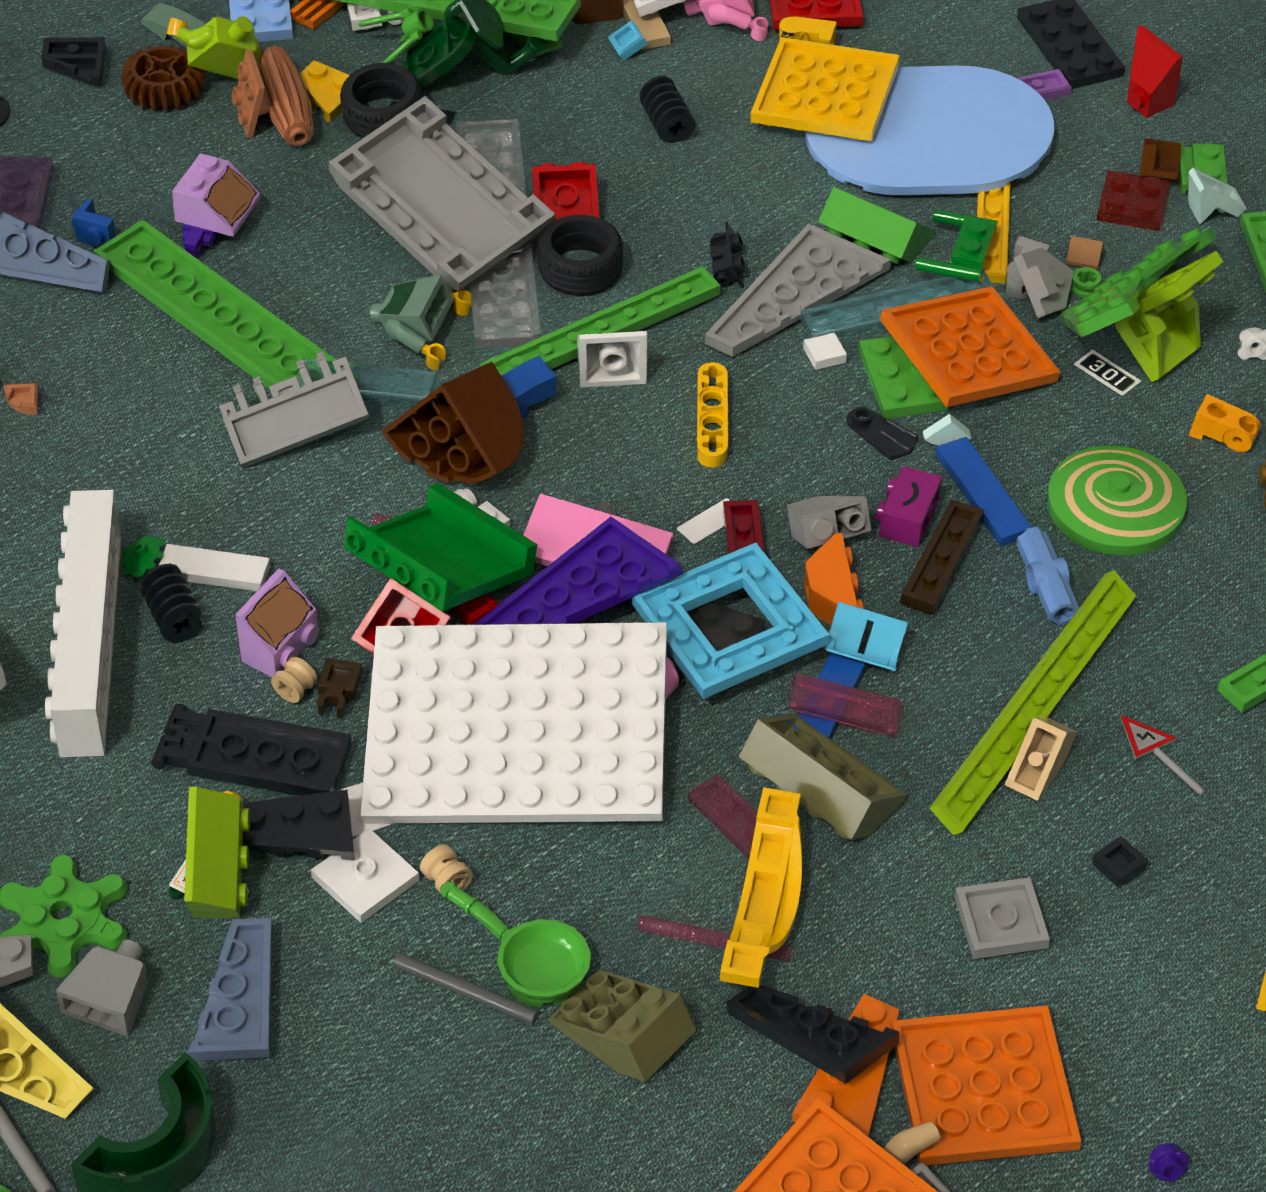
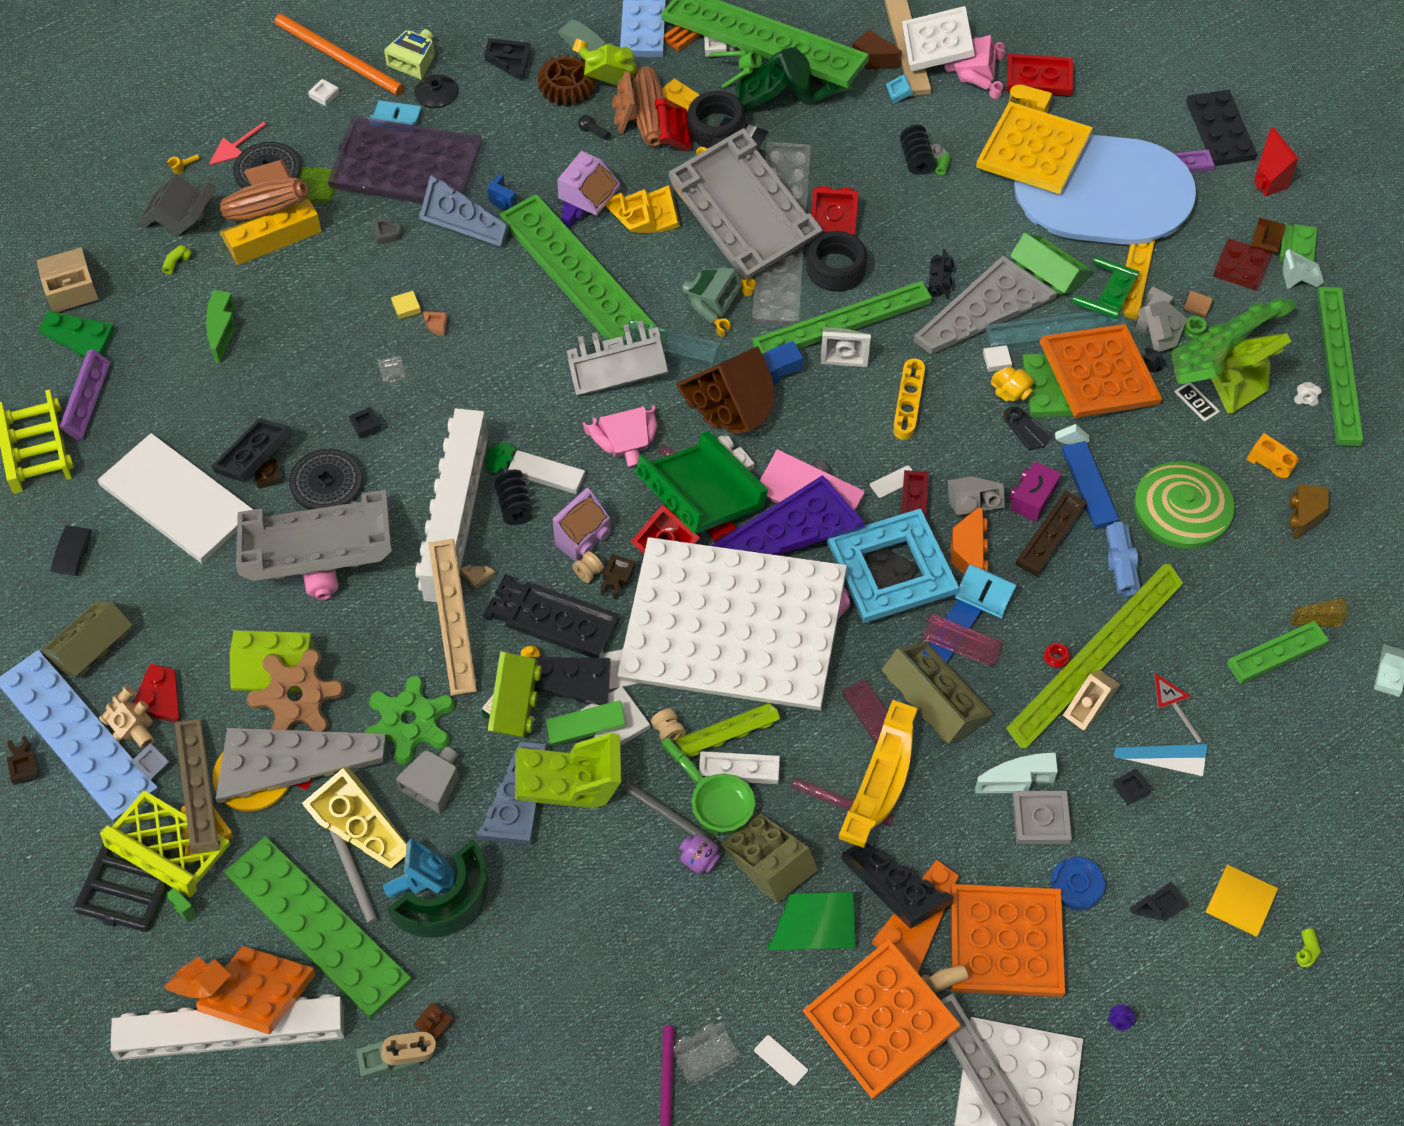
camera: 10 degrees right, 10 degrees up
(108, 763) = (452, 617): none -> tan tile
(113, 1111) = (422, 870): none -> dark azure piece
(133, 713) = (476, 575): none -> tan tile
(200, 129) = (587, 123): none -> black bar
(300, 226) = (646, 211): none -> yellow slope
(318, 501) = (624, 433): none -> bright pink torso
(323, 112) = (678, 125): none -> red plate
(326, 882) = (586, 723): none -> bright green tile
(328, 957) = (577, 778): none -> lime bracket
(520, 1032) = (699, 853): none -> medium lavender head
(543, 859) = (733, 727): none -> lime plate
(579, 908) = (748, 767): none -> white plate
(702, 117) = (942, 159): none -> bright green arm
(707, 1099) = (816, 922): none -> green slope
(853, 377) = (1012, 384): none -> yellow head
(958, 866) = (1018, 774): none -> light aqua slope
(981, 708) = (1056, 649): none -> red plate
(1038, 325) = (1153, 359): none -> black plate
(1073, 996) = (1079, 882): none -> blue tile
(1182, 817) = (1175, 757): none -> dark azure sticker
(1192, 1009) = (1161, 905): none -> black slope

